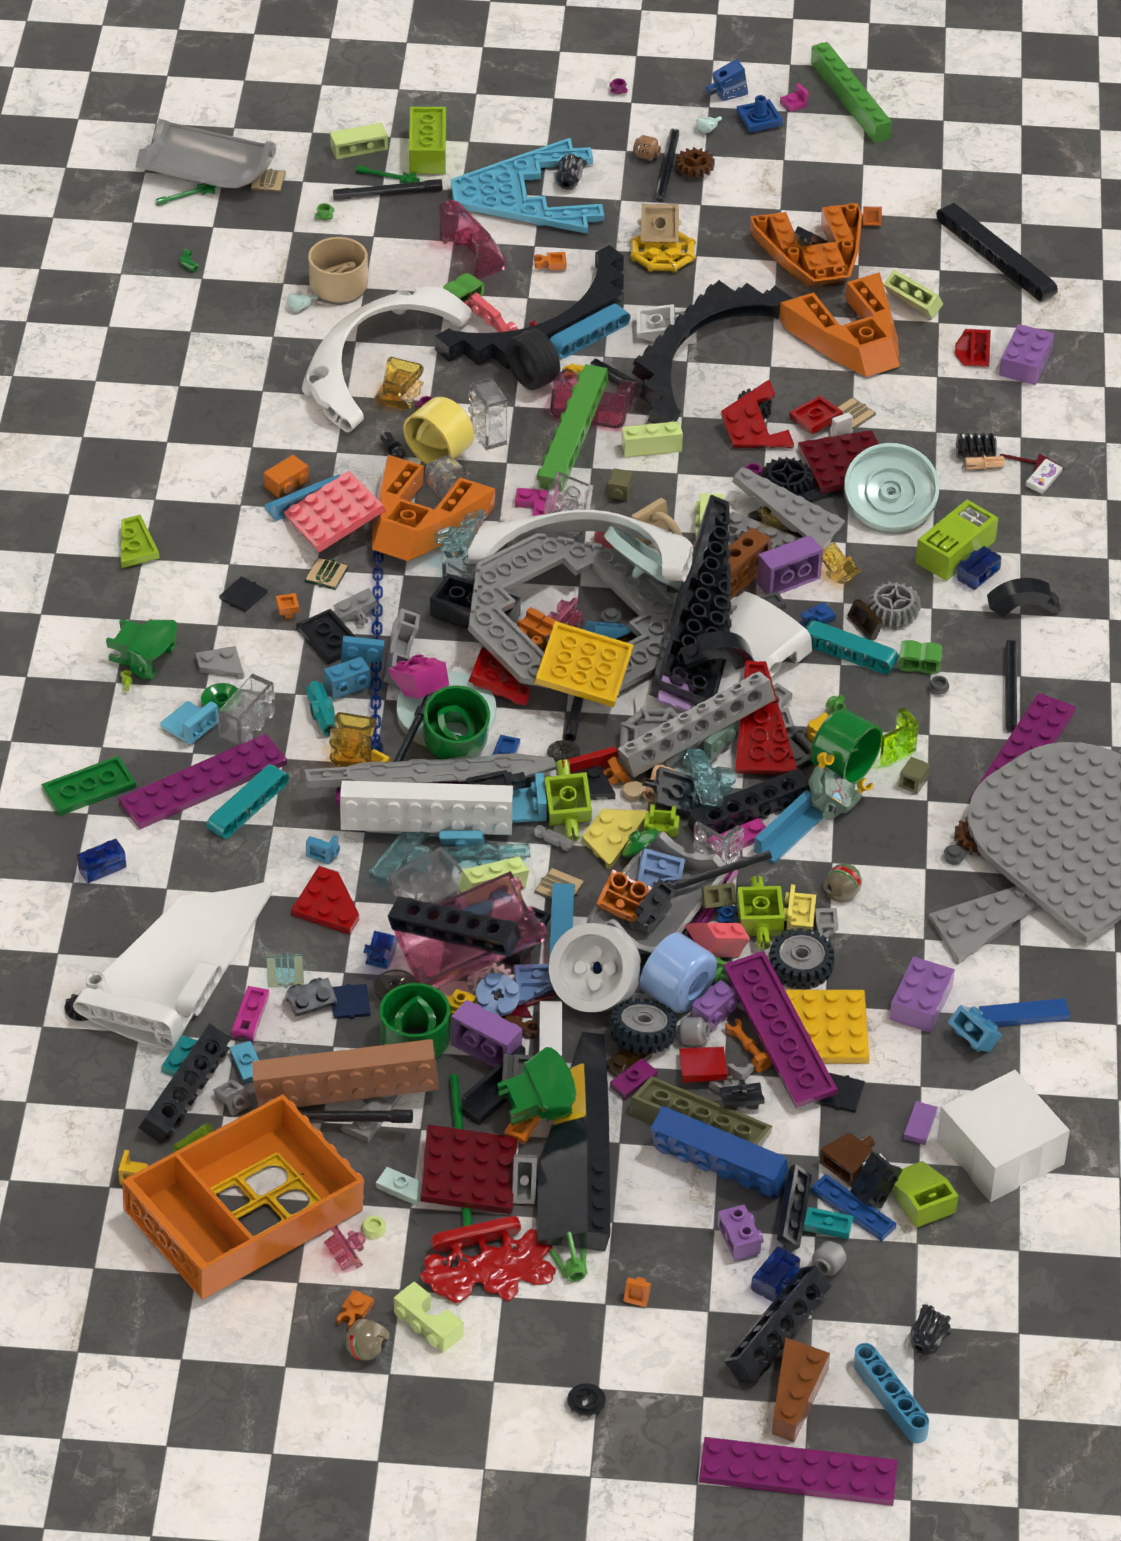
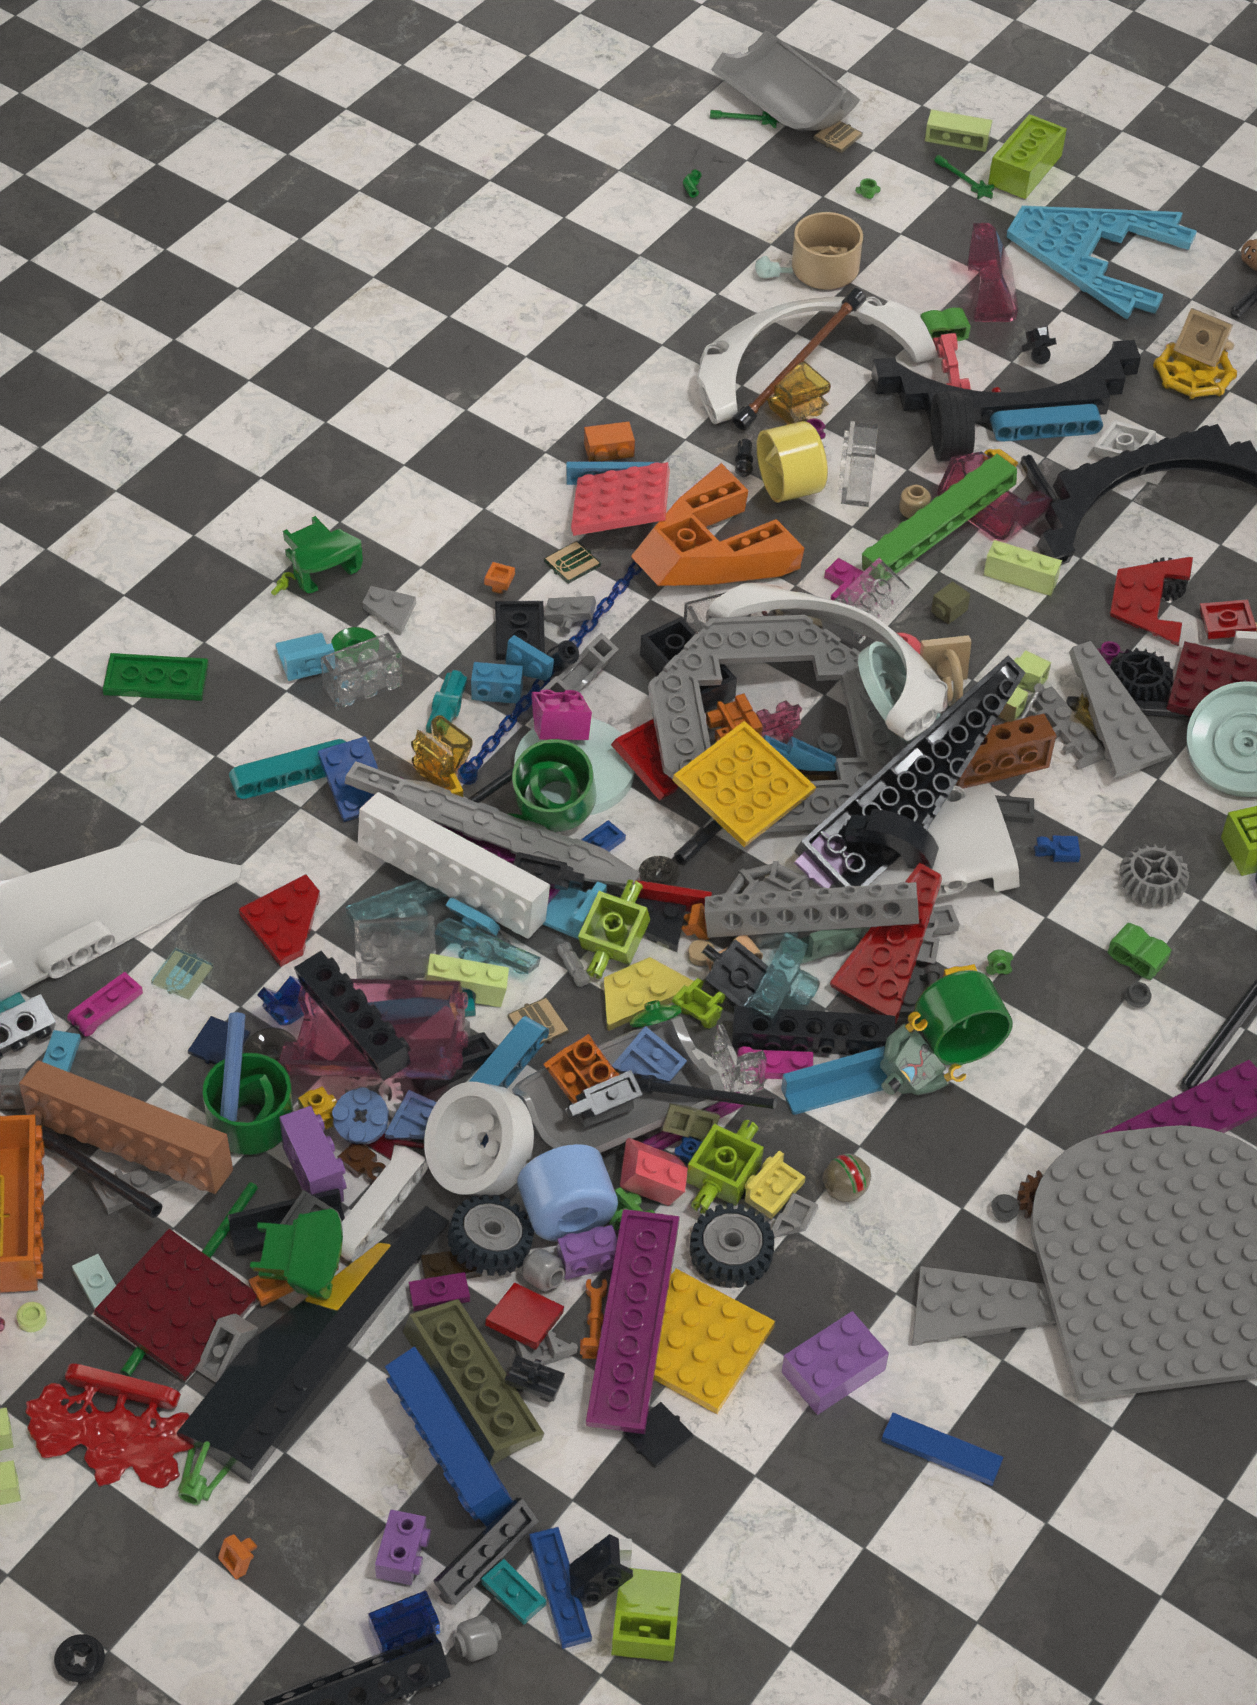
camera: 30 degrees right, 5 degrees up
(101, 860) = (96, 762): clear blue brick -> none
(136, 542) = (408, 446): lime wing -> none
(201, 781) = (265, 724): magenta plate -> none
(243, 594) = (471, 546): black piece -> none
(290, 783) = (336, 764): none -> blue plate
(311, 996) = (177, 1017): bracket -> none
(322, 850) = (322, 860): dark azure bracket -> none
(371, 415) = (851, 303): none -> dark orange hose
(386, 632) = (564, 655): none -> black brick
(392, 997) = (232, 1067): none -> medium blue axle
(427, 185) = (992, 202): black piece -> none
(443, 474) = (765, 506): clear brick -> none
(458, 539) = (719, 581): clear light blue plate -> none
(542, 274) = (1039, 341): none -> black hips
(543, 425) = (913, 499): none -> tan head
(553, 261) = (1066, 333): orange plate -> none
(569, 171) = (1154, 247): black piece -> none
(790, 565) = (1063, 776): medium lavender brick -> none
(839, 567) = (1123, 804): clear yellow brick -> none
(846, 1156) = (597, 1516): reddish brown torso -> none
(852, 647) = (1066, 901): teal beam -> none
(865, 619) = (1108, 877): dark brown plate -> none
(901, 740) = (1036, 1041): clear neon green bracket -> none
(914, 775) = (1027, 1088): olive brick -> none
(920, 1123) = (717, 1523): medium lavender tile -> none
(974, 1028) = (862, 1439): dark azure brick -> none
(1003, 1135) = (788, 1596): white tile -> none

